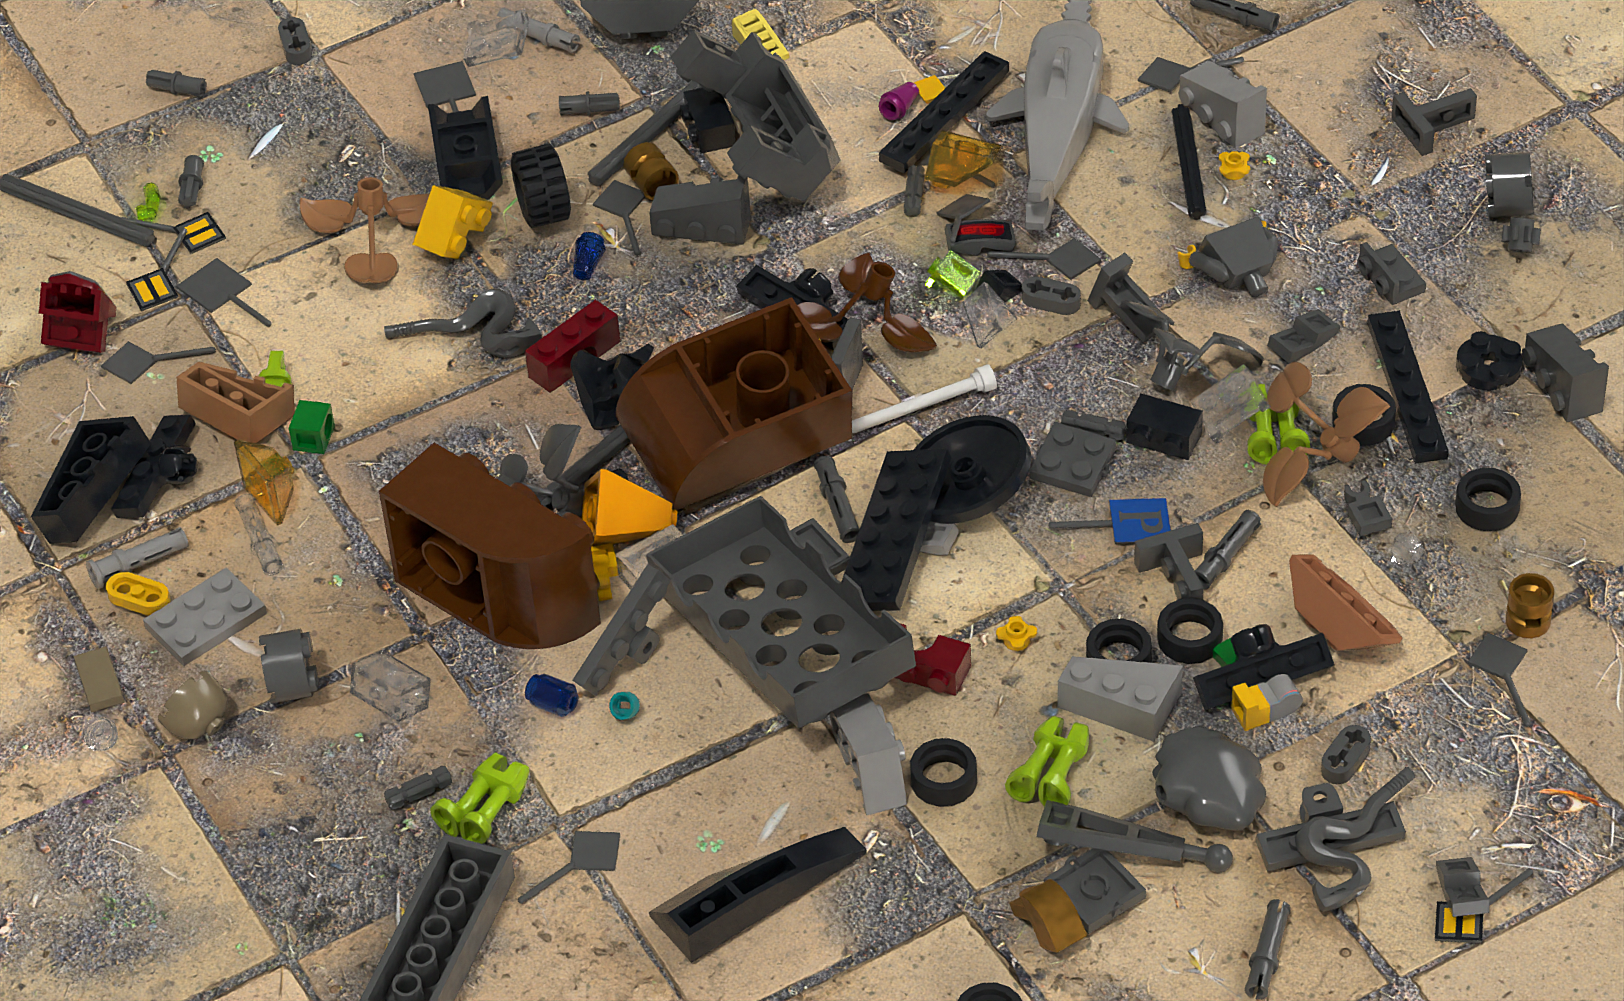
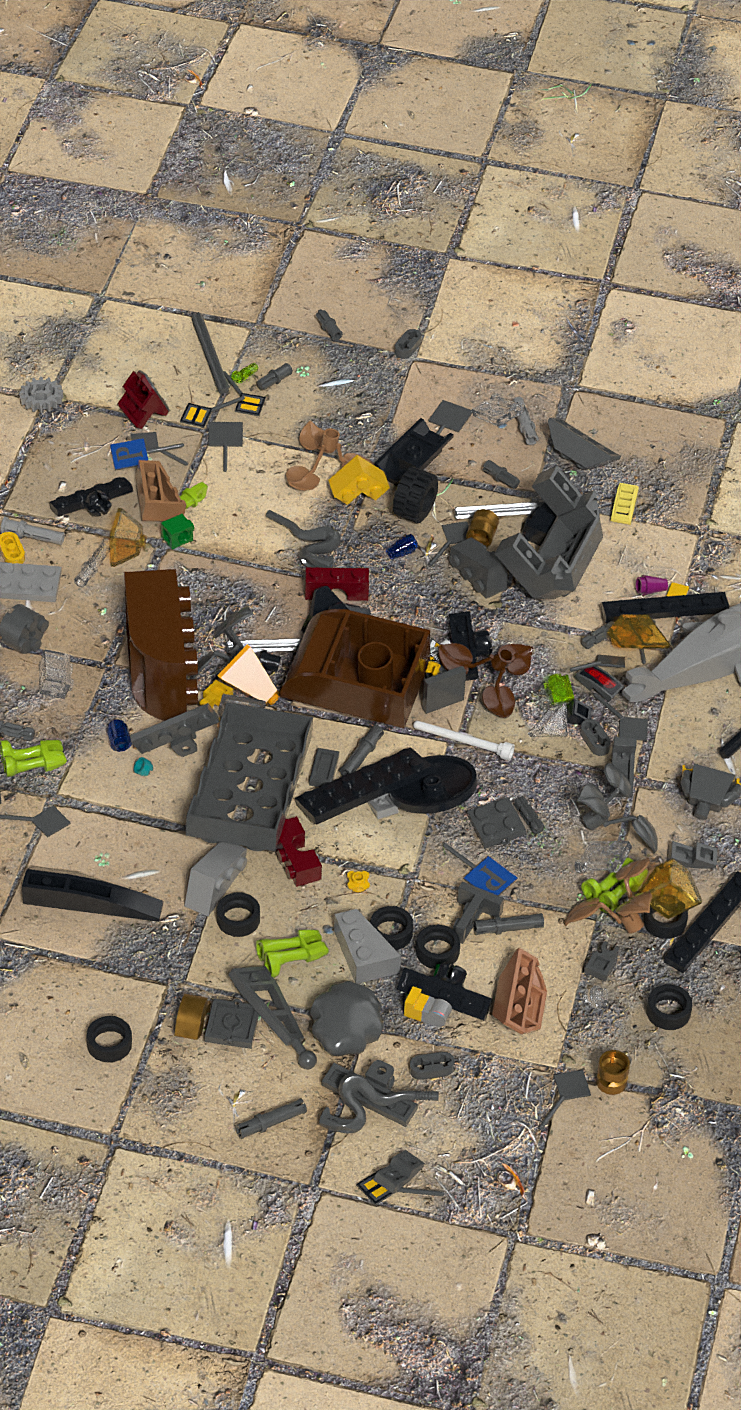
camera: 40 degrees right, 0 degrees up
(88, 475) = (51, 478): black wedge -> none
(134, 385) = (129, 453): none -> blue piece
(1164, 426) = (558, 842): black brick -> none
(1357, 364) = (671, 889): none -> clear yellow slope

